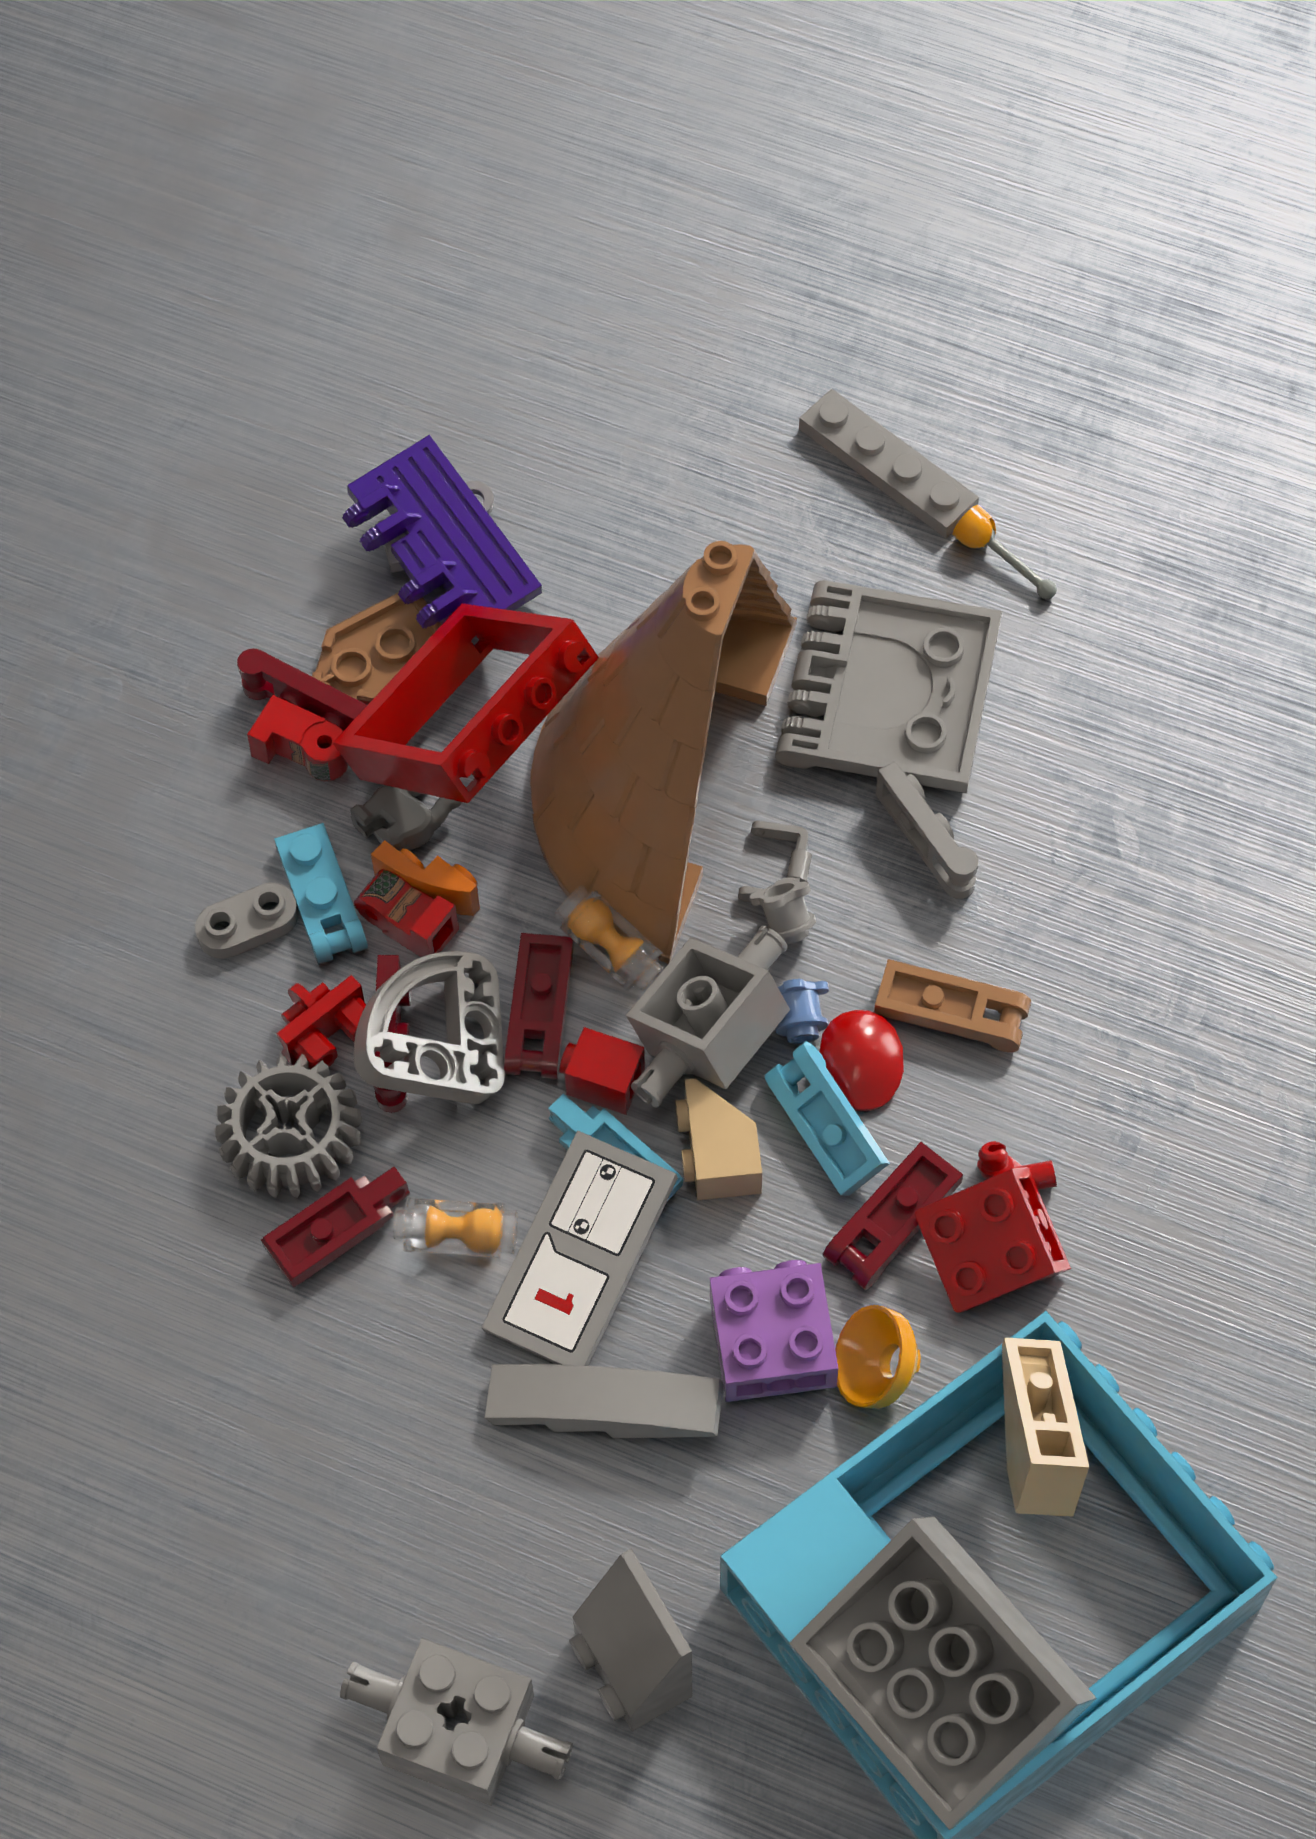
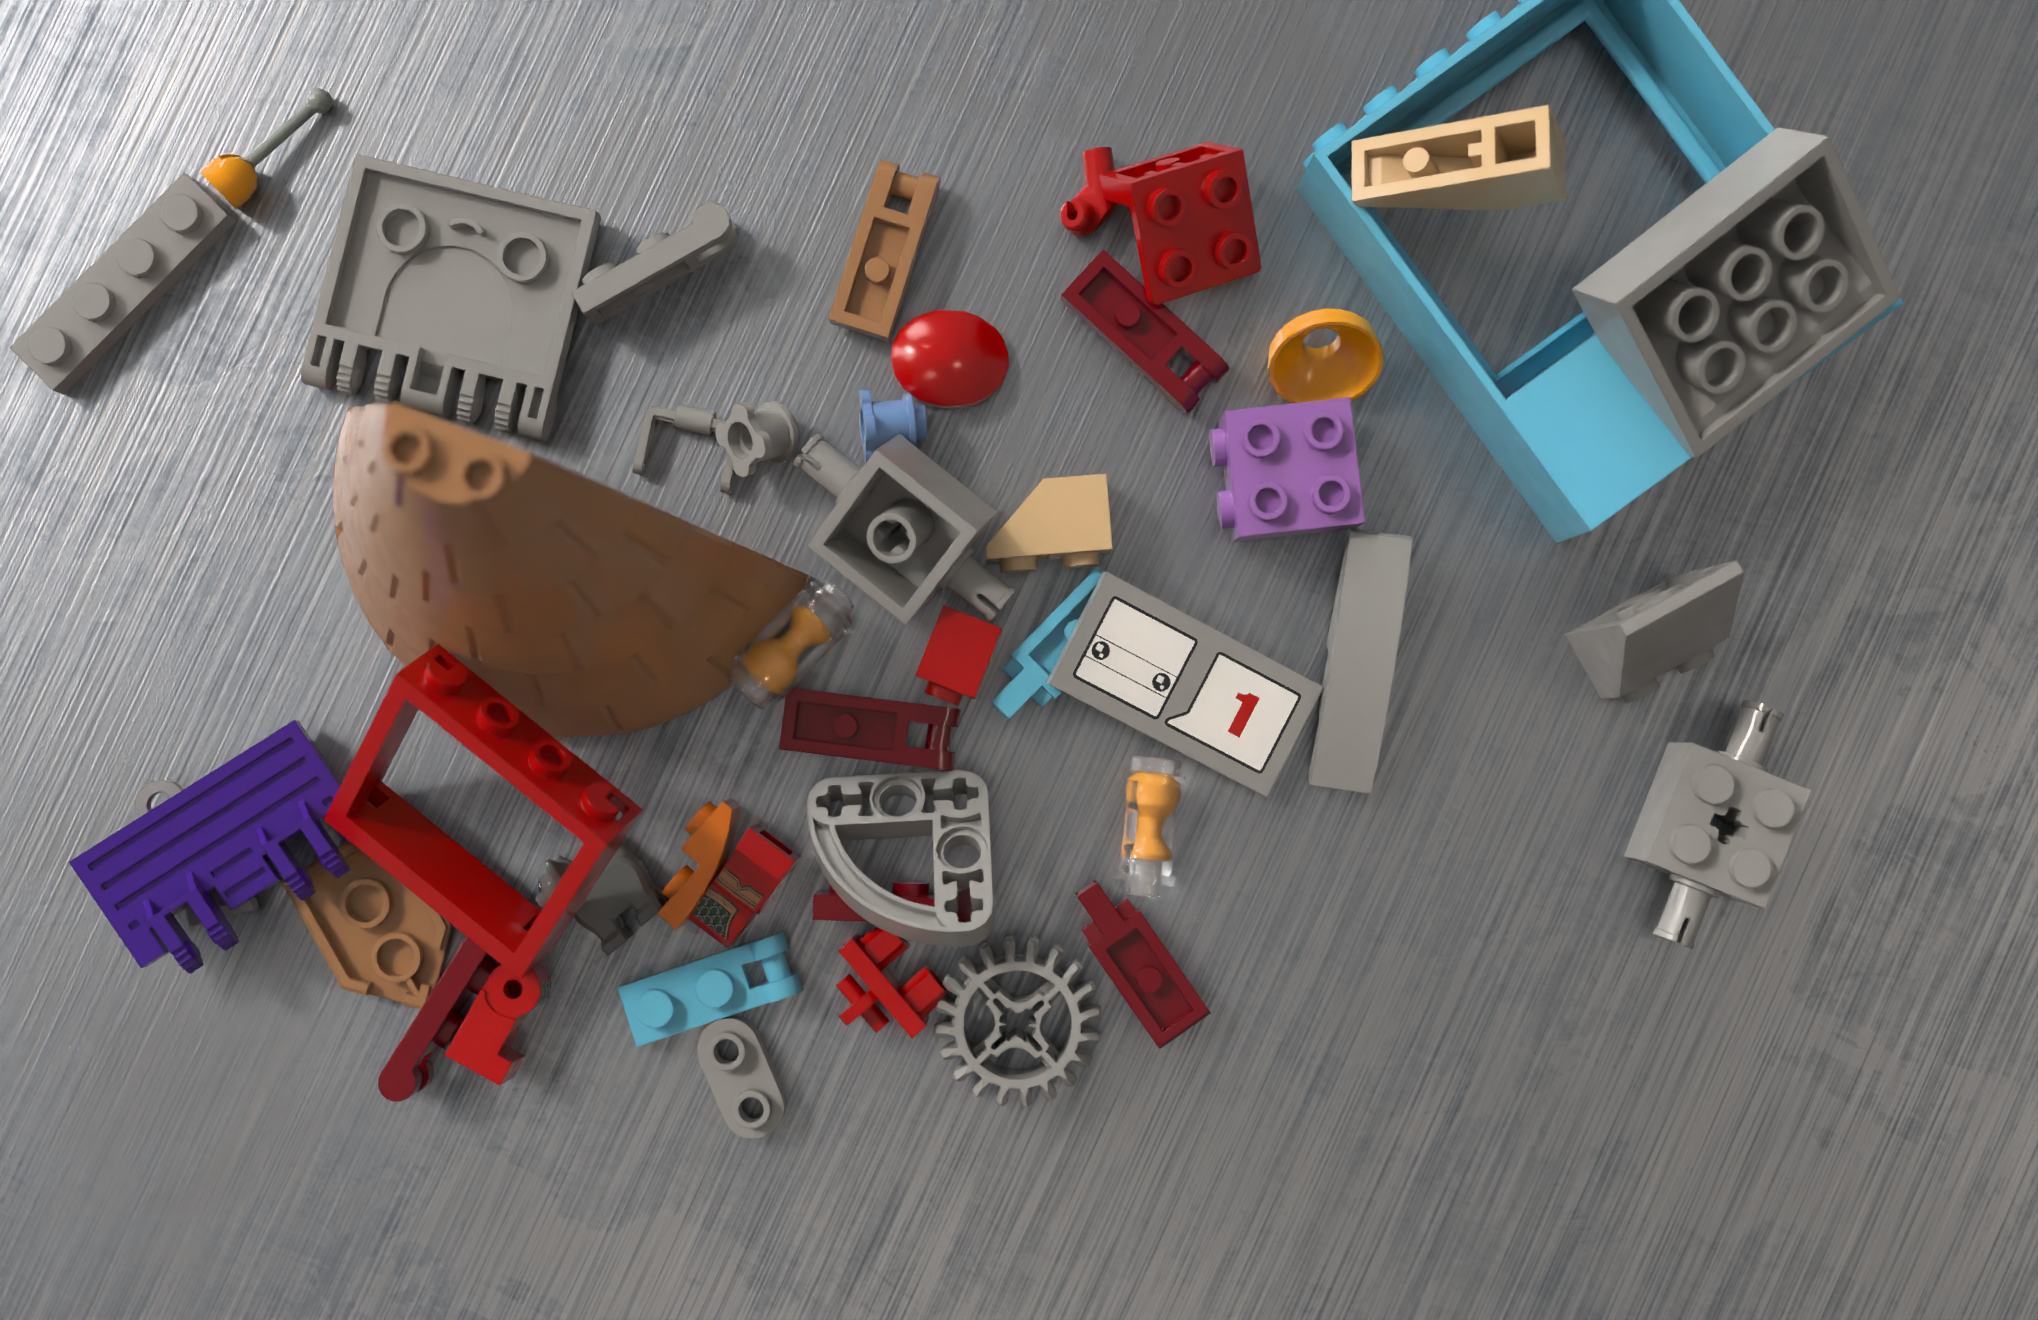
camera: 90 degrees left, 25 degrees up
(826, 1120) = (1028, 401): medium azure plate -> none

